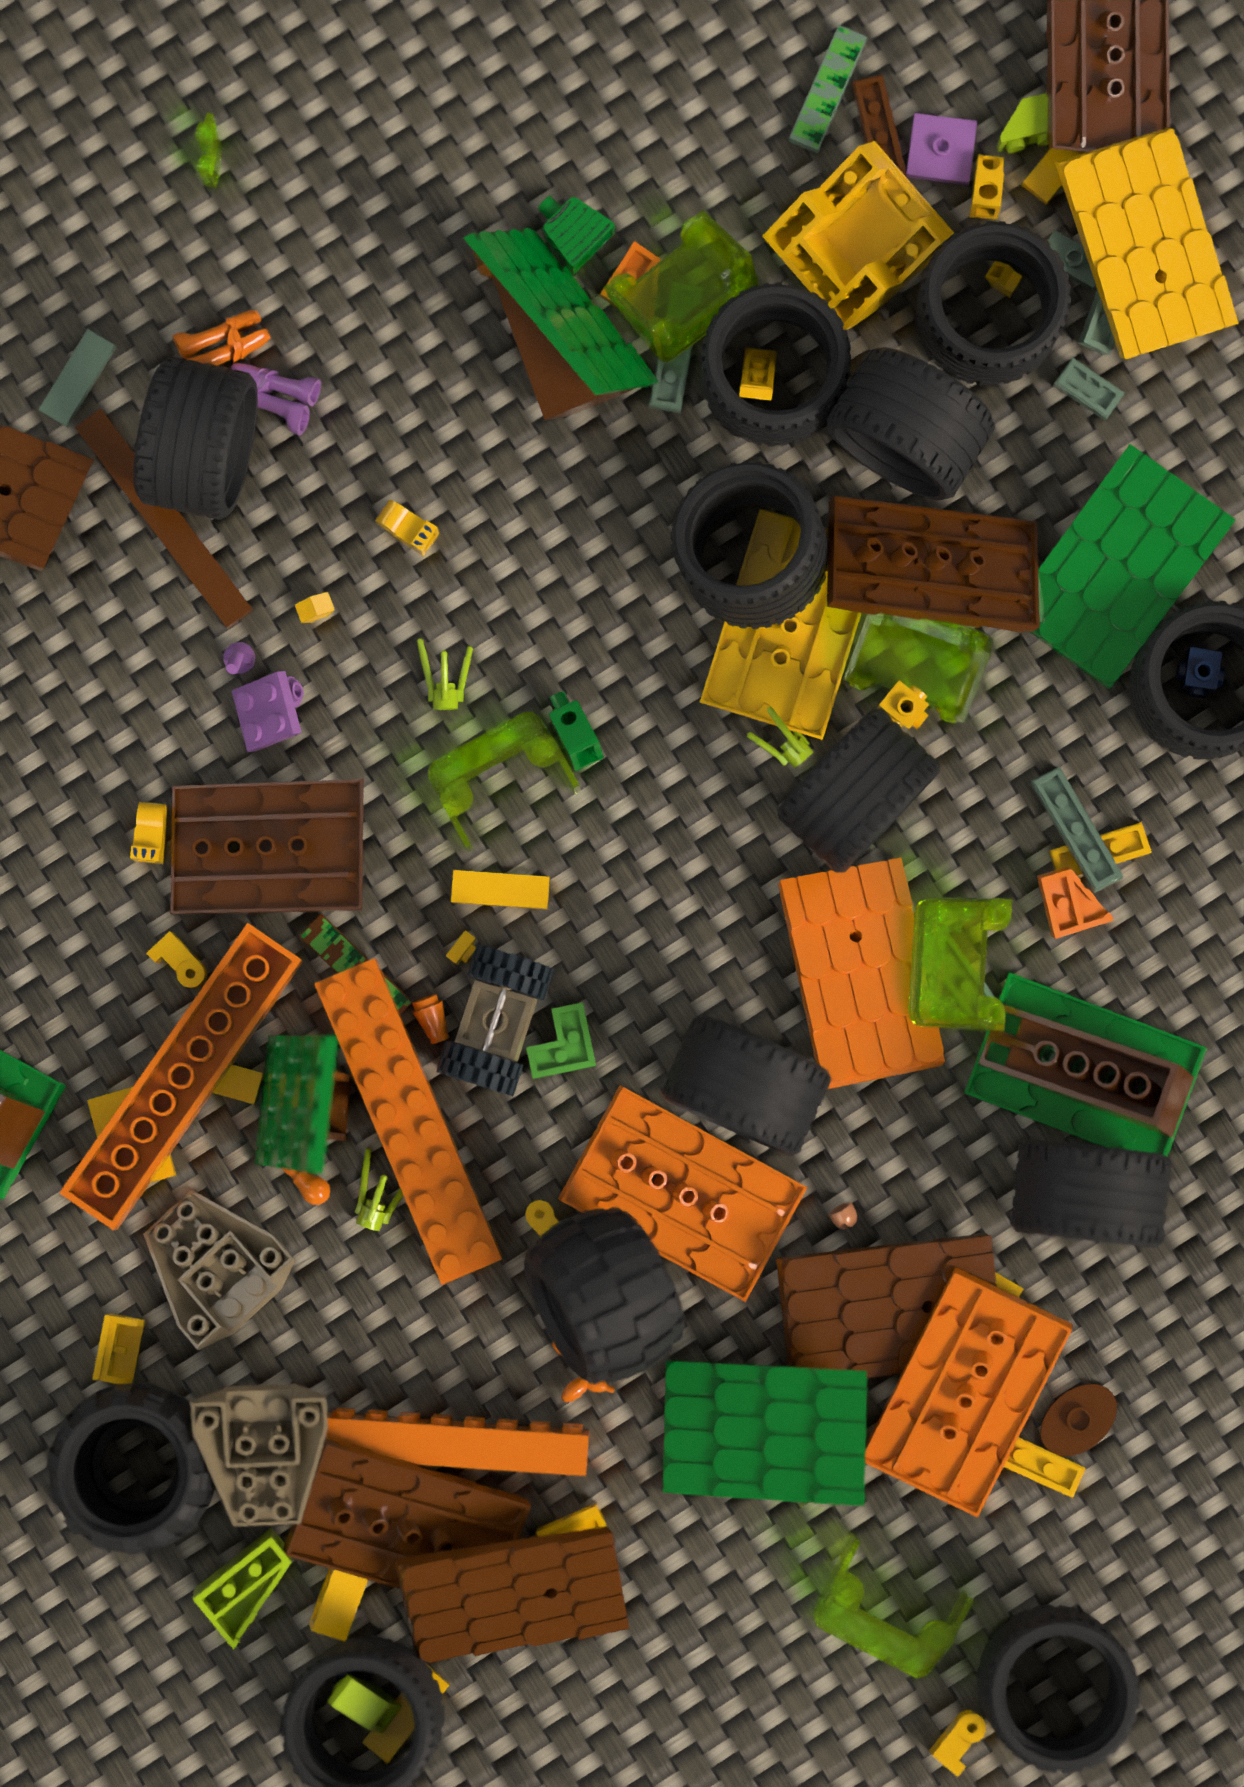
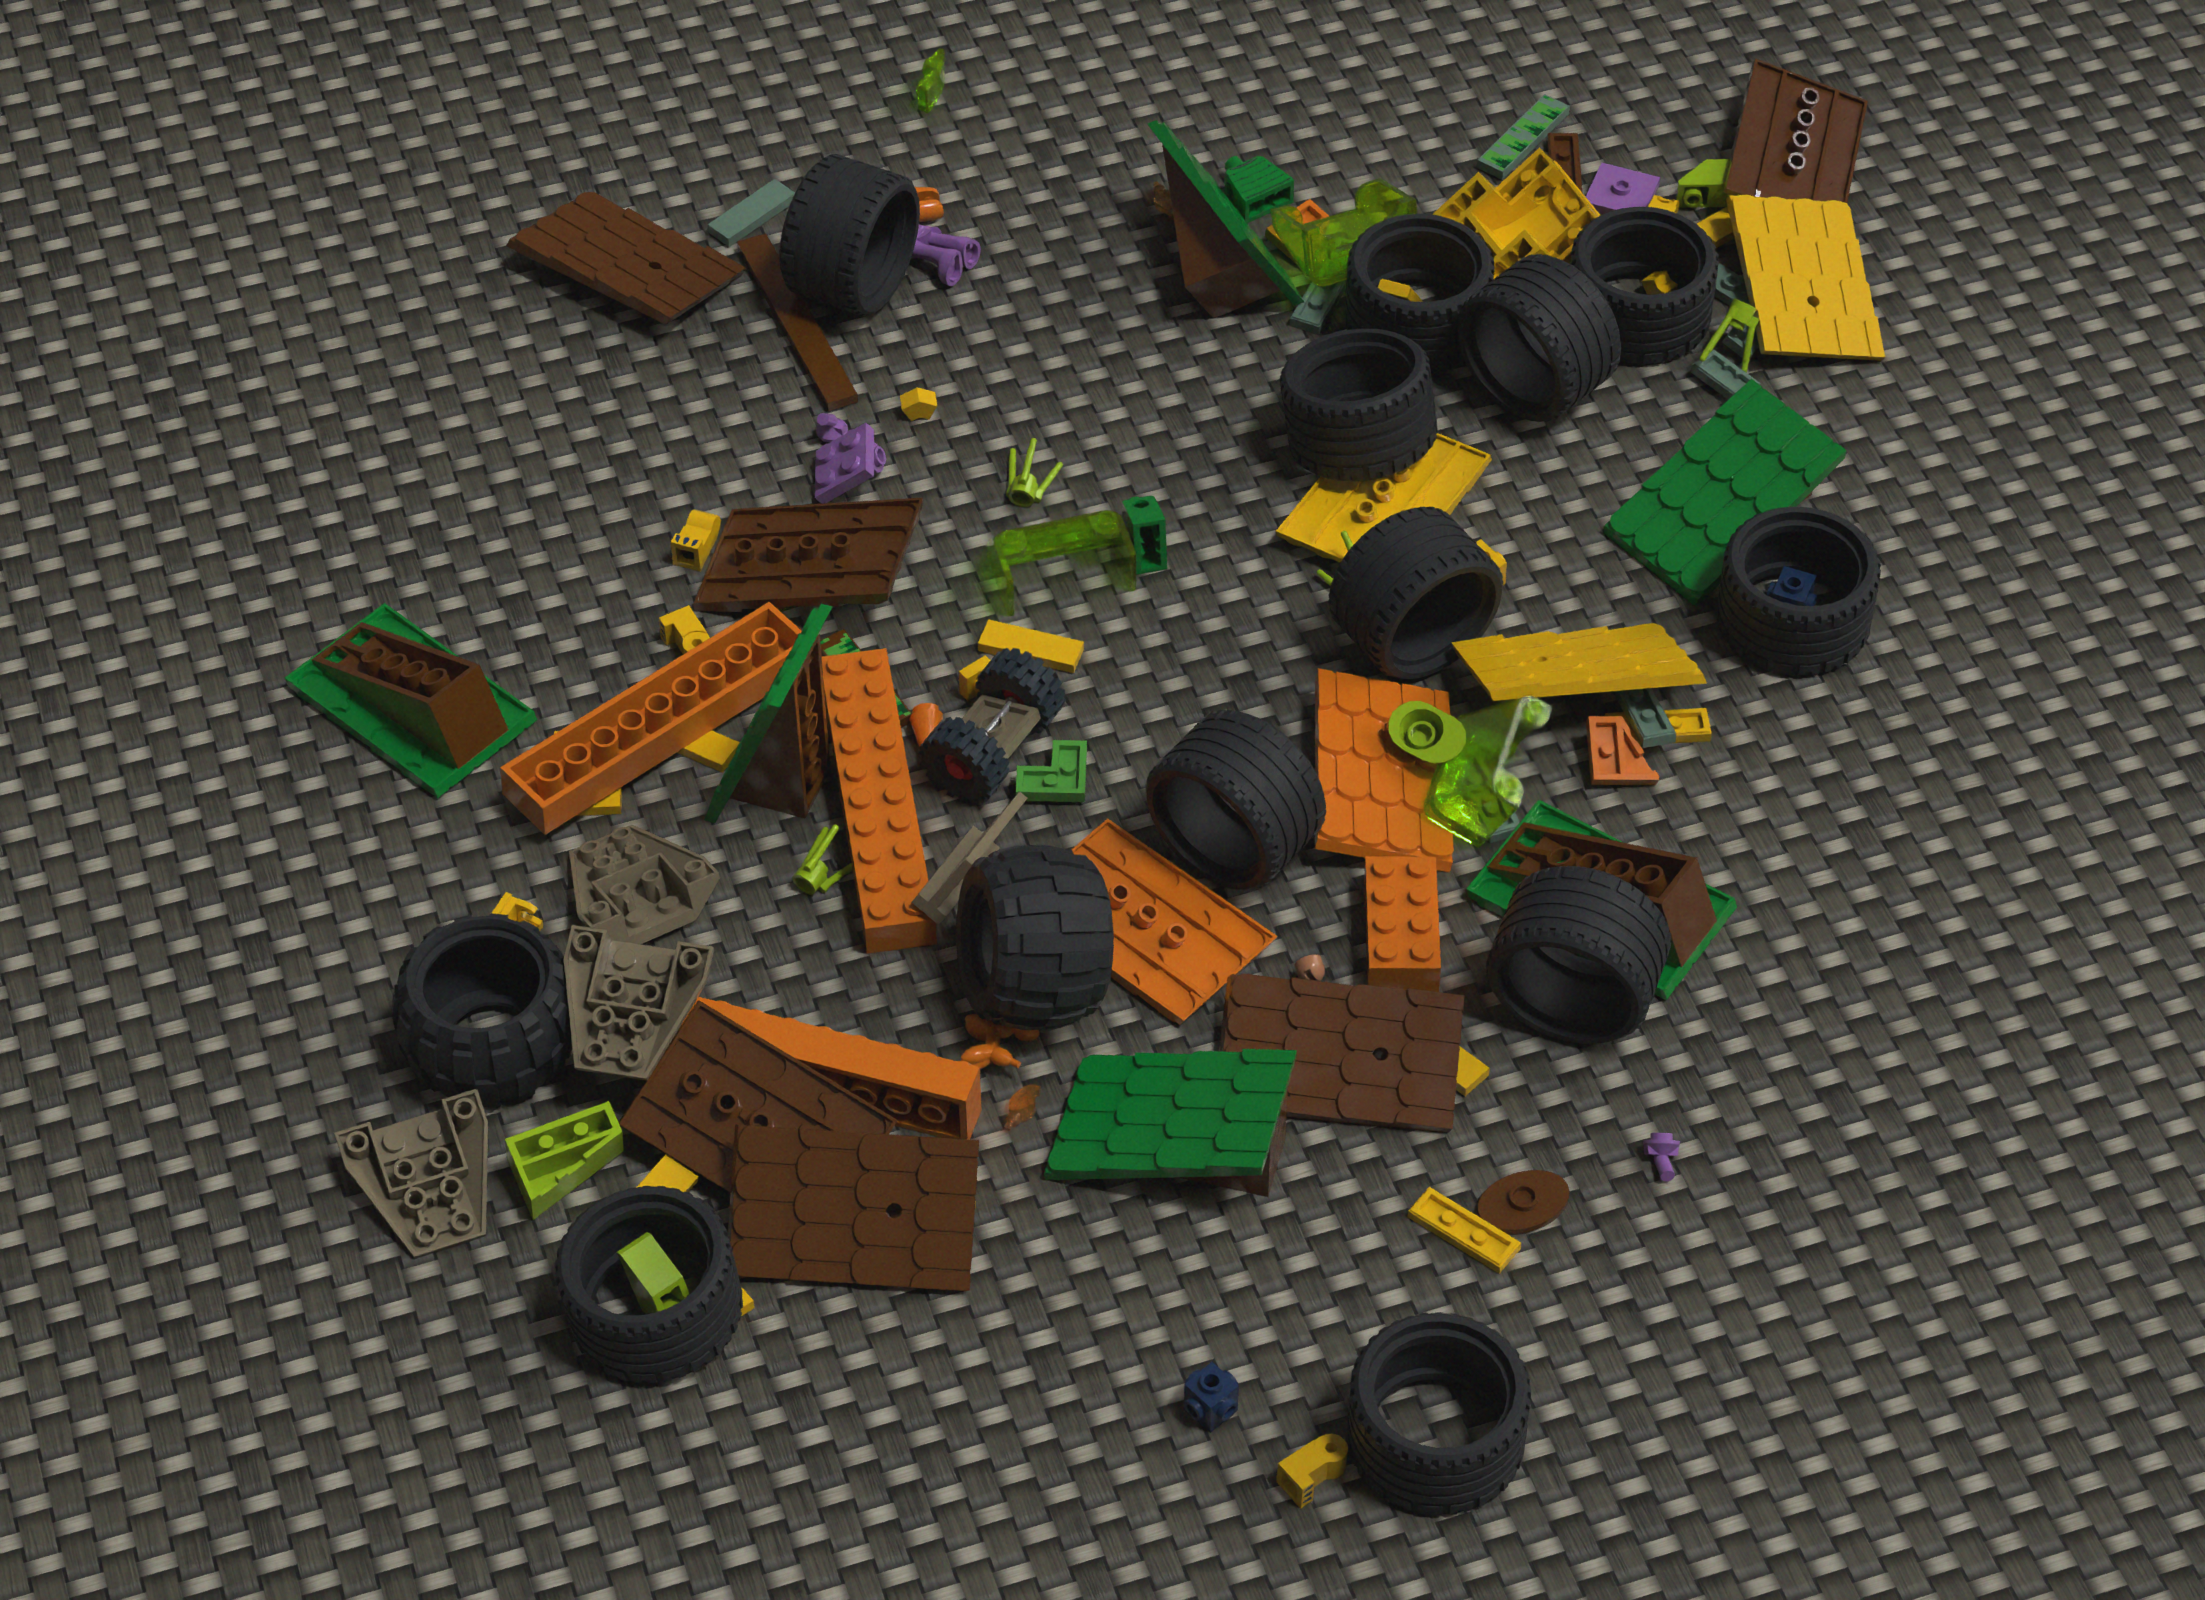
camera: 10 degrees right, 35 degrees down
(126, 1627) = (425, 1173): none -> dark tan wedge
(312, 1187) = (757, 842): orange piece -> none
(407, 527) = (1027, 362): yellow leg -> none
(518, 1165) = (944, 887): none -> dark tan fence
(624, 1422) = (1022, 1105): none -> clear orange piece
(839, 1615) = (1254, 1345): clear neon green windscreen -> none
(858, 1684) = (1211, 1396): none -> dark blue brick
(899, 943) = (1426, 732): none -> lime piece
(916, 1152) = (1402, 922): none -> orange brick
(927, 653) = (1531, 542): clear neon green windscreen -> none
(933, 564) = (1537, 457): reddish brown piece -> none
(966, 1392) = (1382, 1162): orange piece -> none
(1020, 819) = (1578, 662): none -> yellow piece
(1094, 322) = (1738, 316): none -> lime plant
(1185, 1338) = (1661, 1147): none -> medium lavender plate

